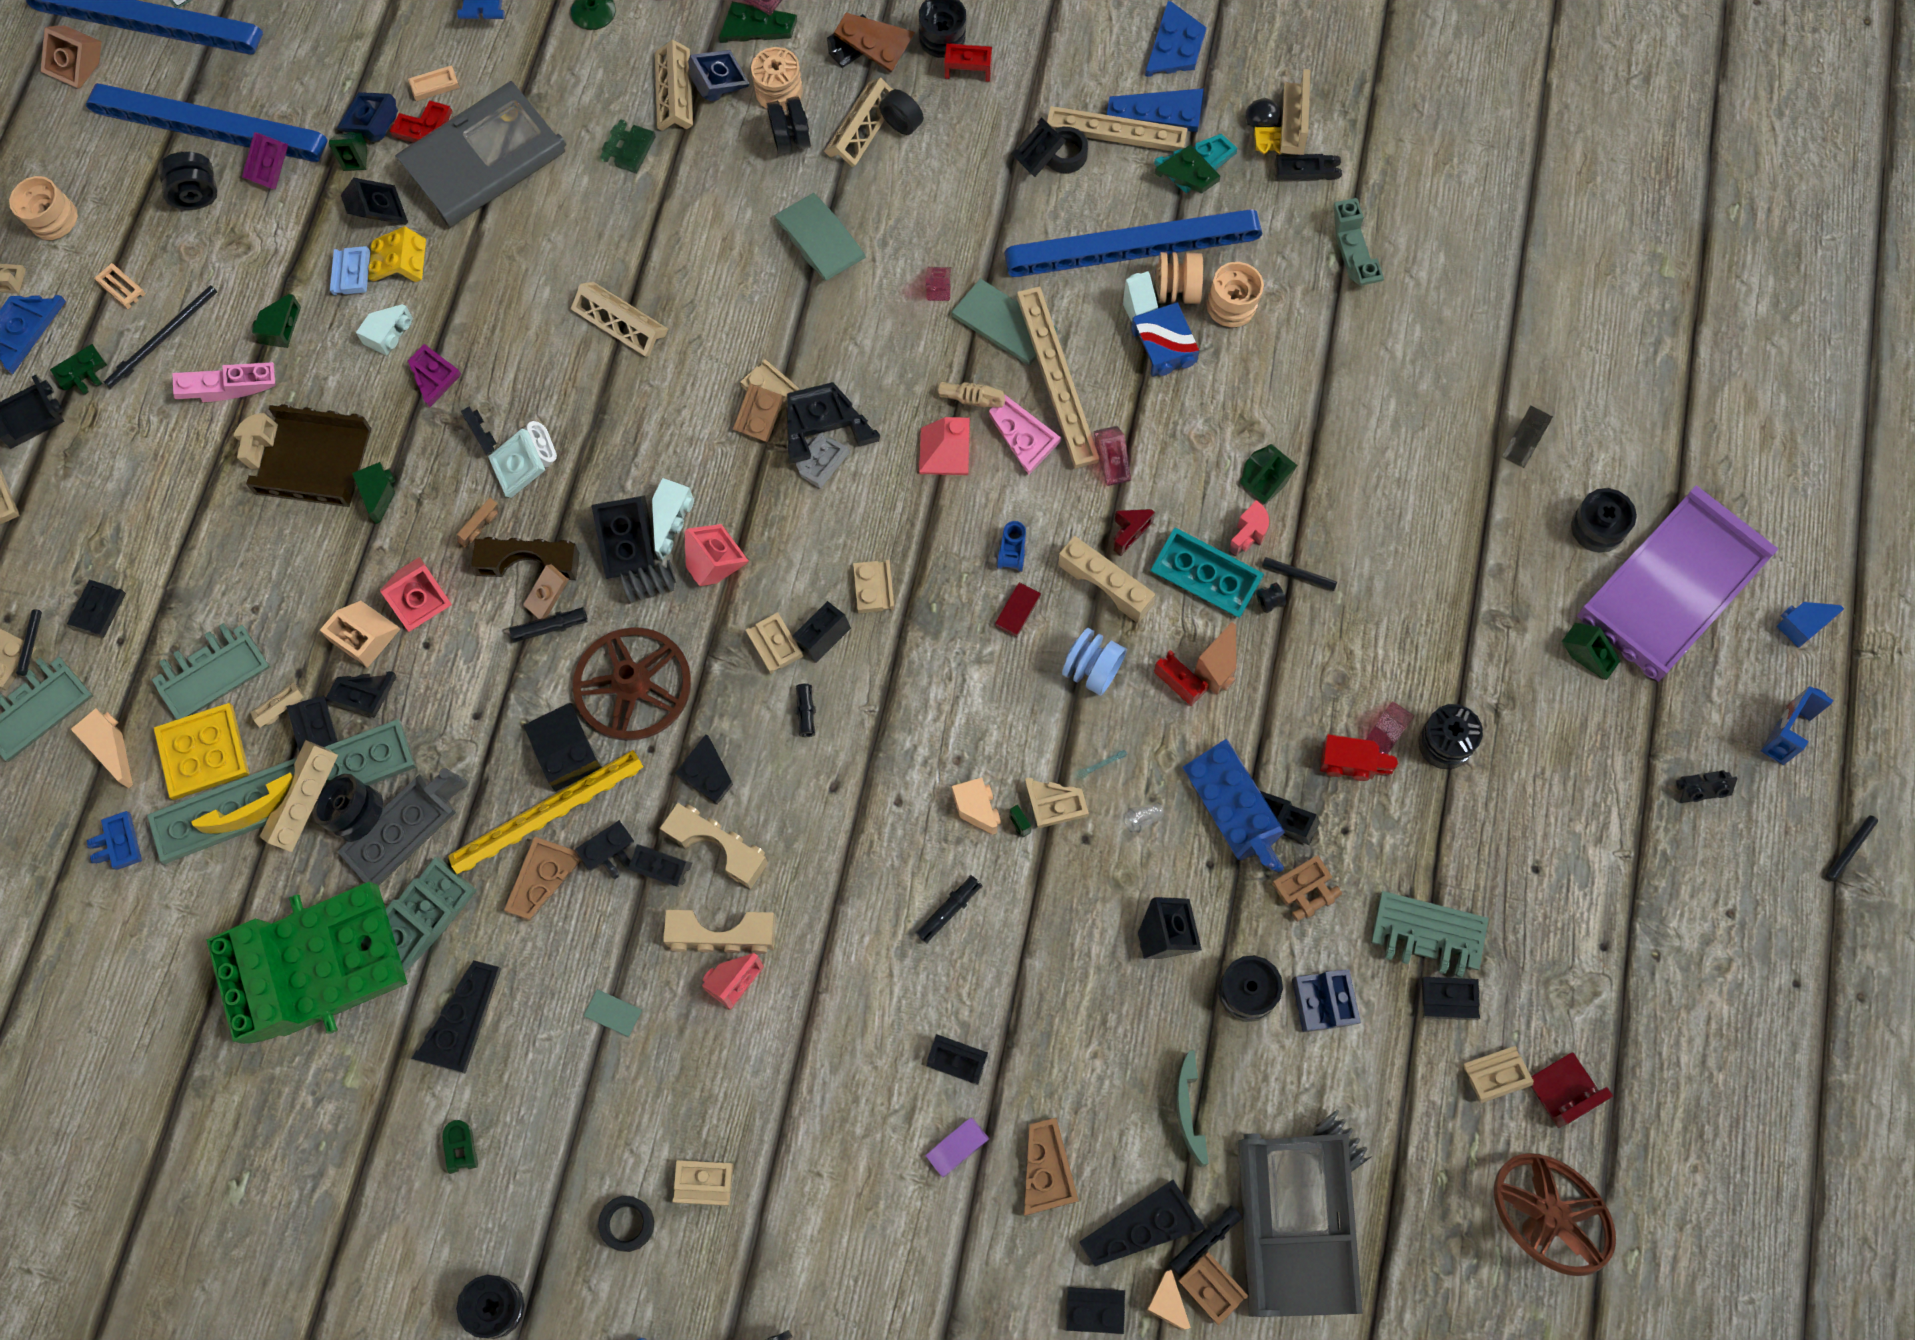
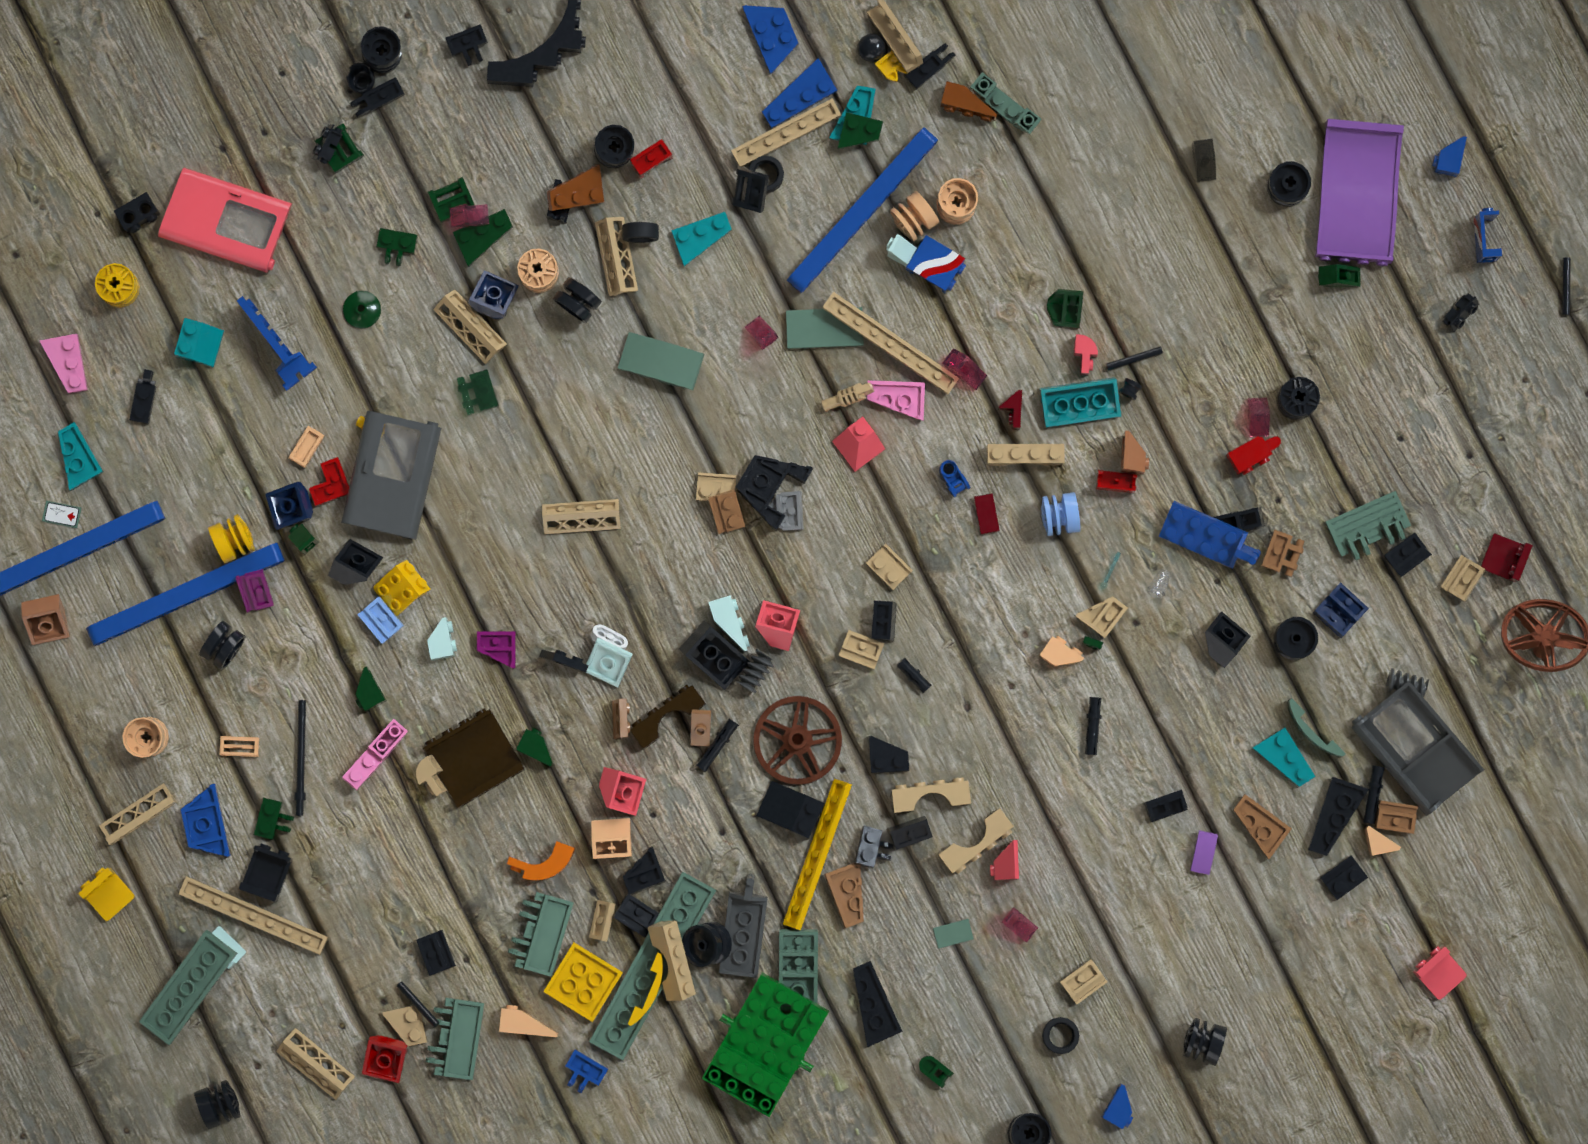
camera: 40 degrees left, 15 degrees up
(286, 613) = (551, 867): none -> orange arch
(287, 100) = (232, 538): none -> yellow wheel
(686, 1057) = (1019, 924): none -> clear pink slope
(955, 159) = (700, 235): none -> teal wing
(1136, 1113) = (1285, 756): none -> teal wing
(1315, 214) = (961, 99): none -> dark orange slope

